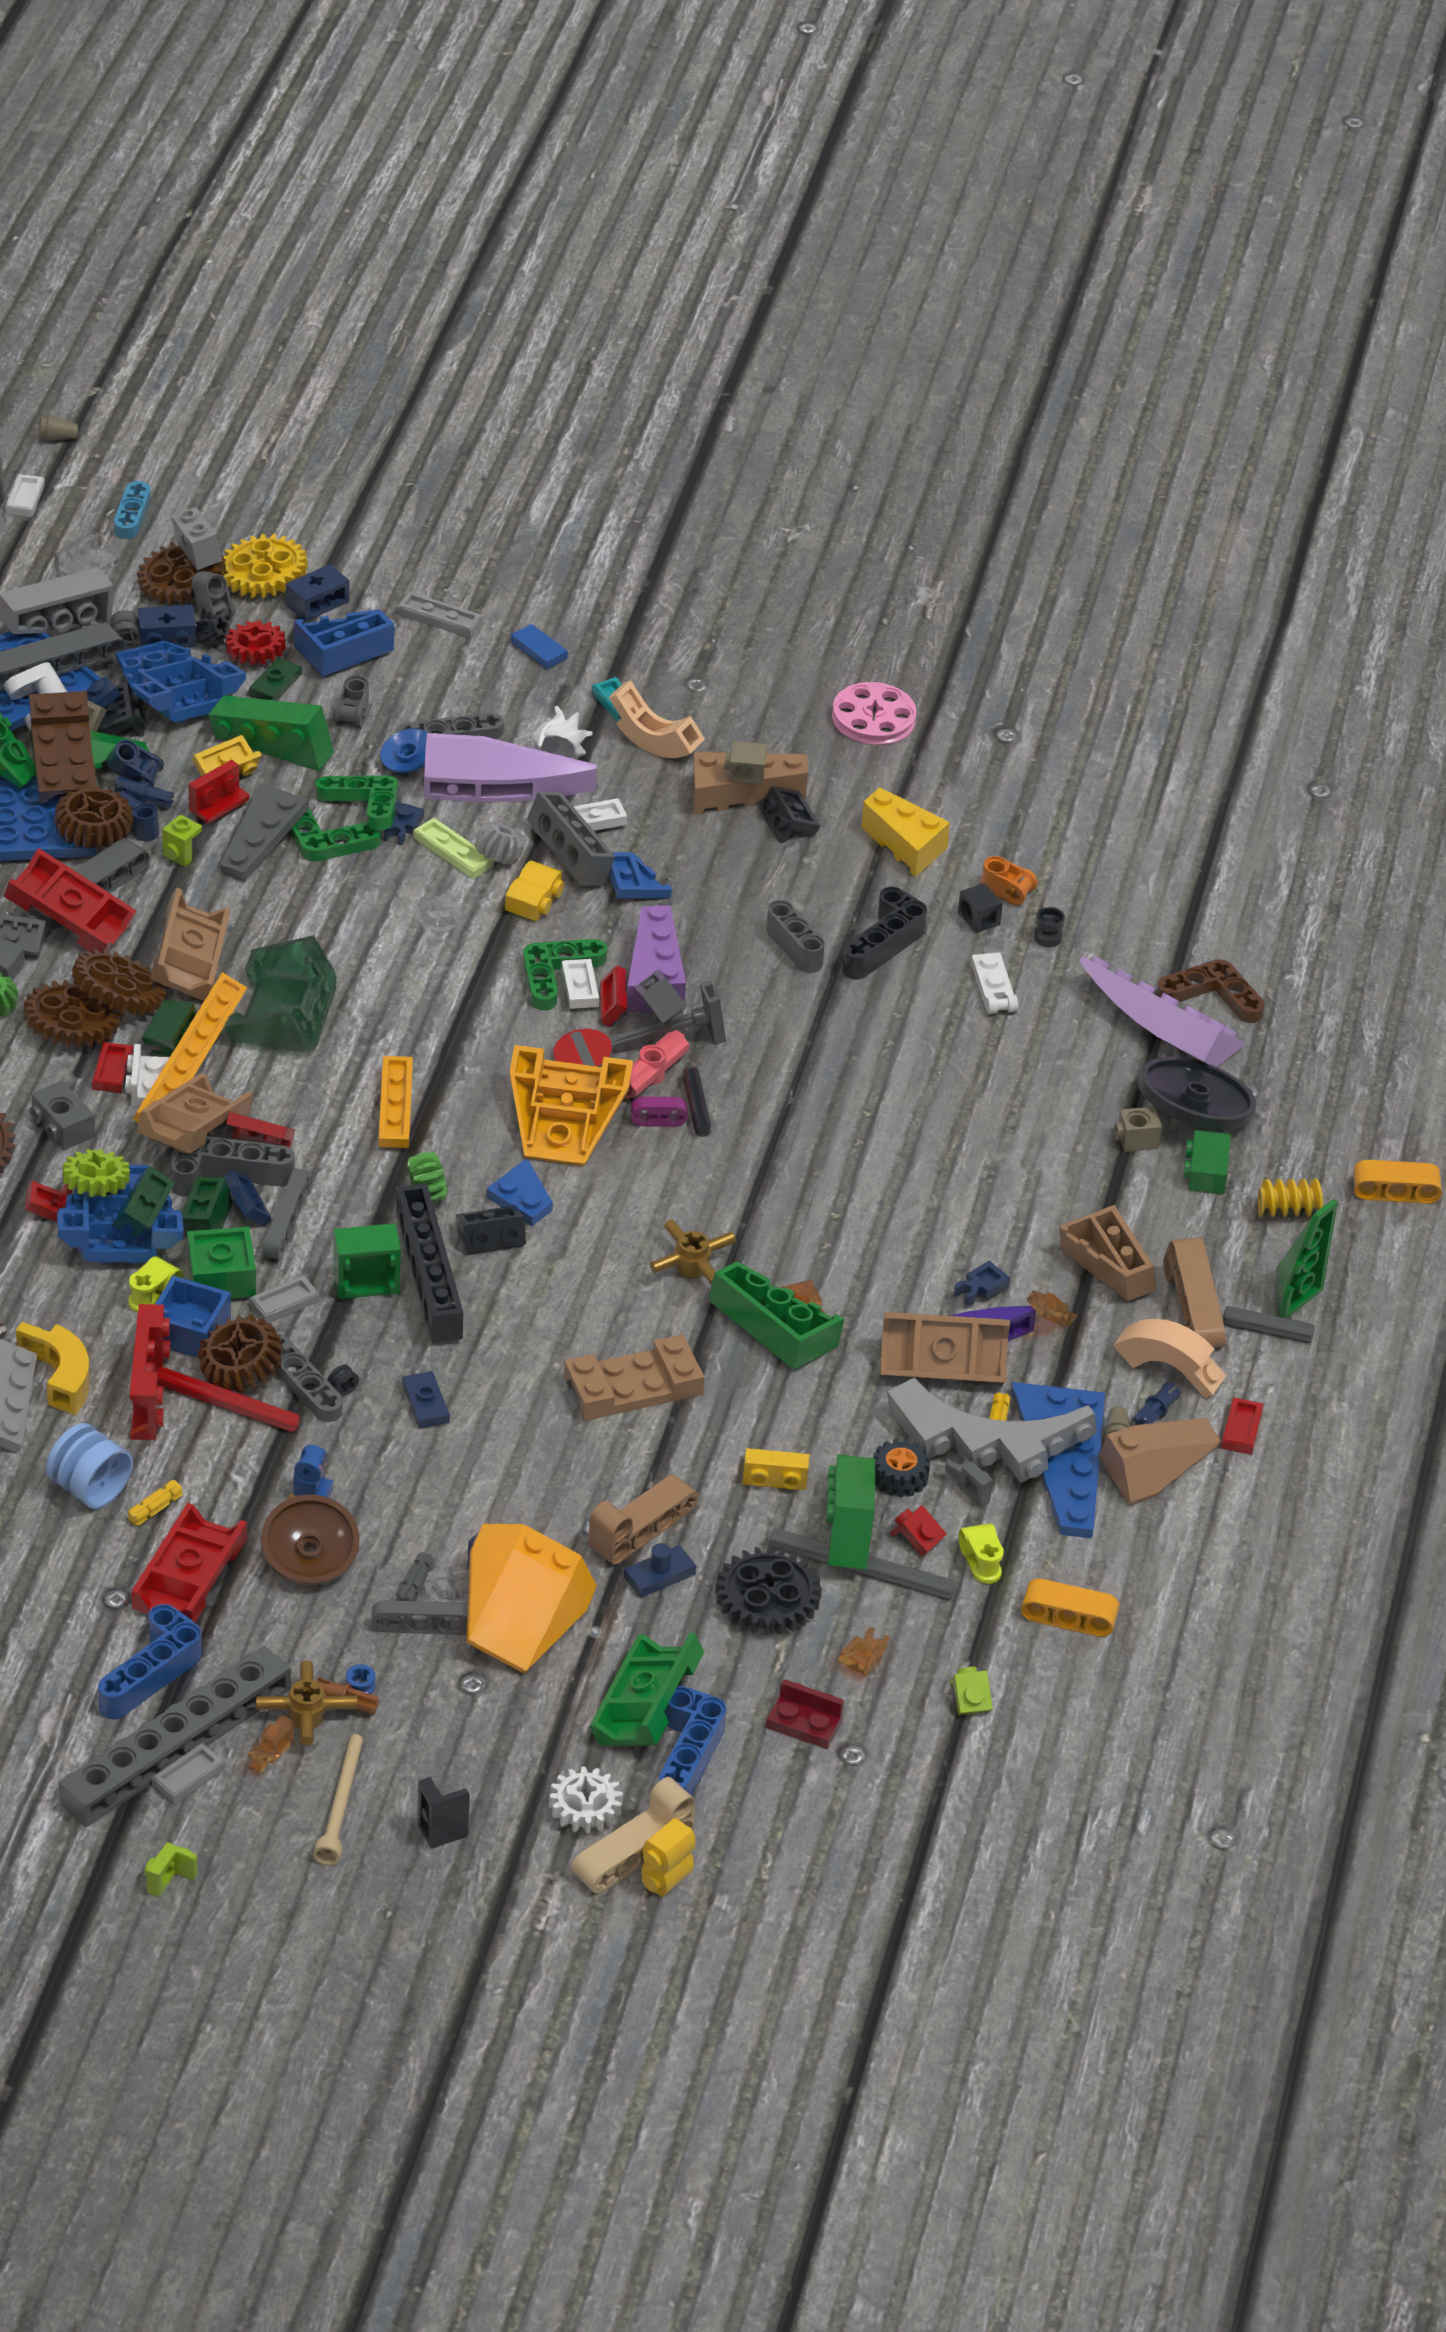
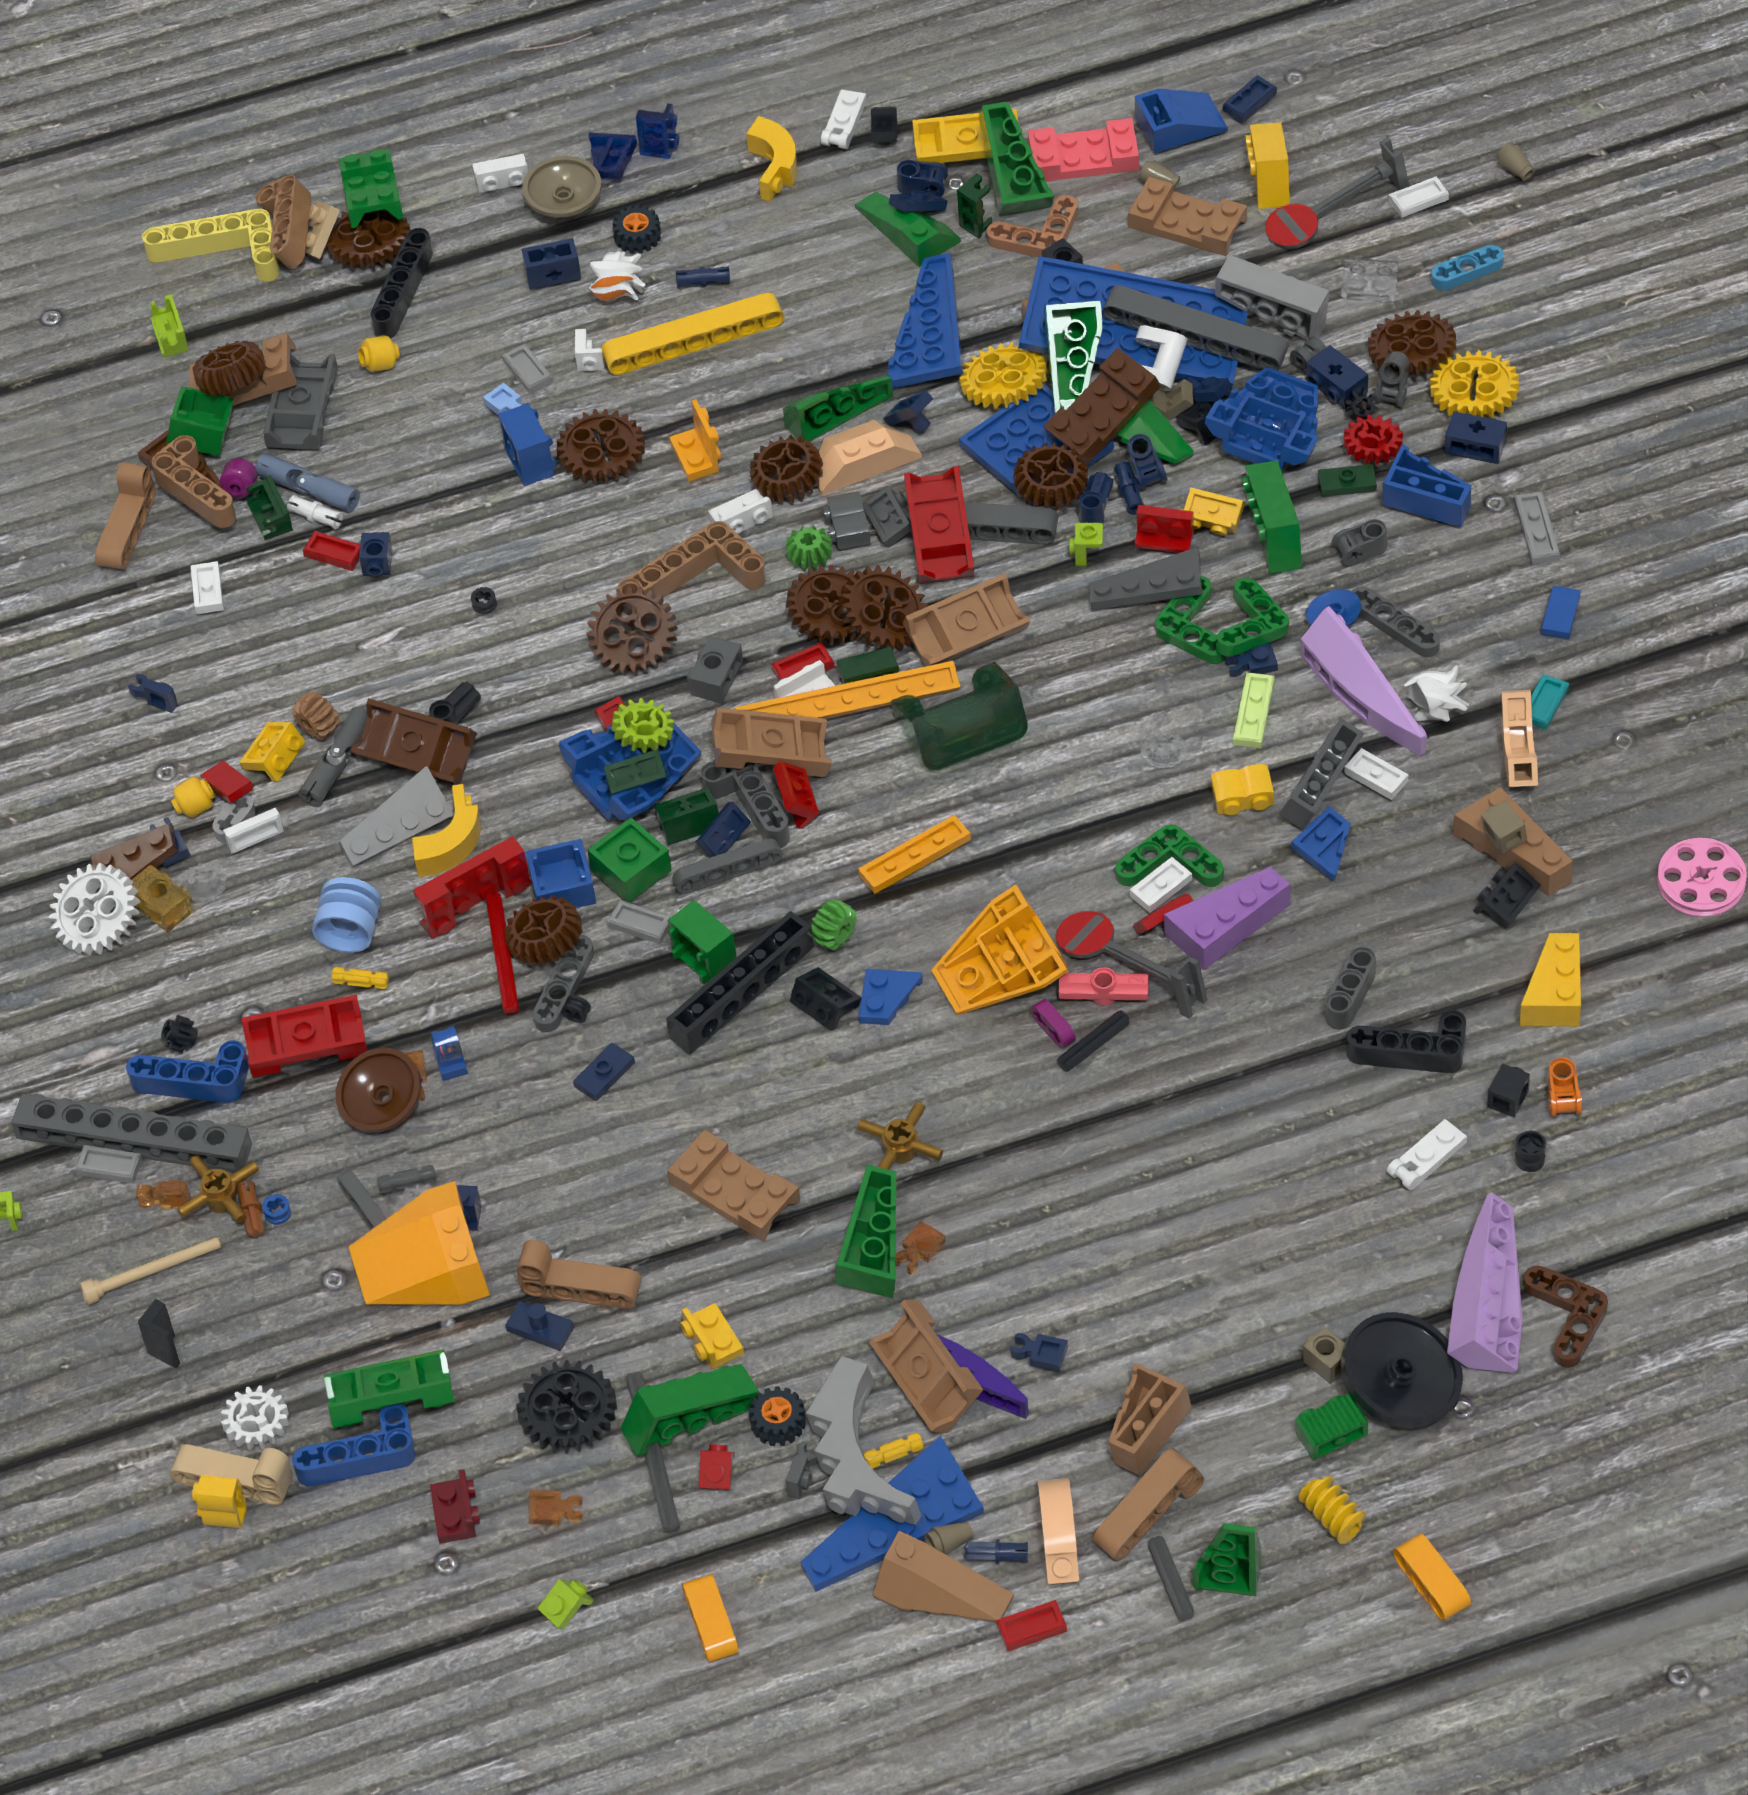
camera: 65 degrees right, 10 degrees up
(96, 1647) = (179, 1034): none -> black gear
(150, 1282) = (587, 828): neon yellow piece -> none
(196, 538) = (1434, 324): light grey brick -> none
(500, 843) = (1273, 734): light grey gear -> none
(661, 997) = (1161, 942): dark grey brick -> none
(982, 1551) = (726, 1523): neon yellow piece -> none
(1051, 1308) = (1038, 1413): clear orange plate -> none

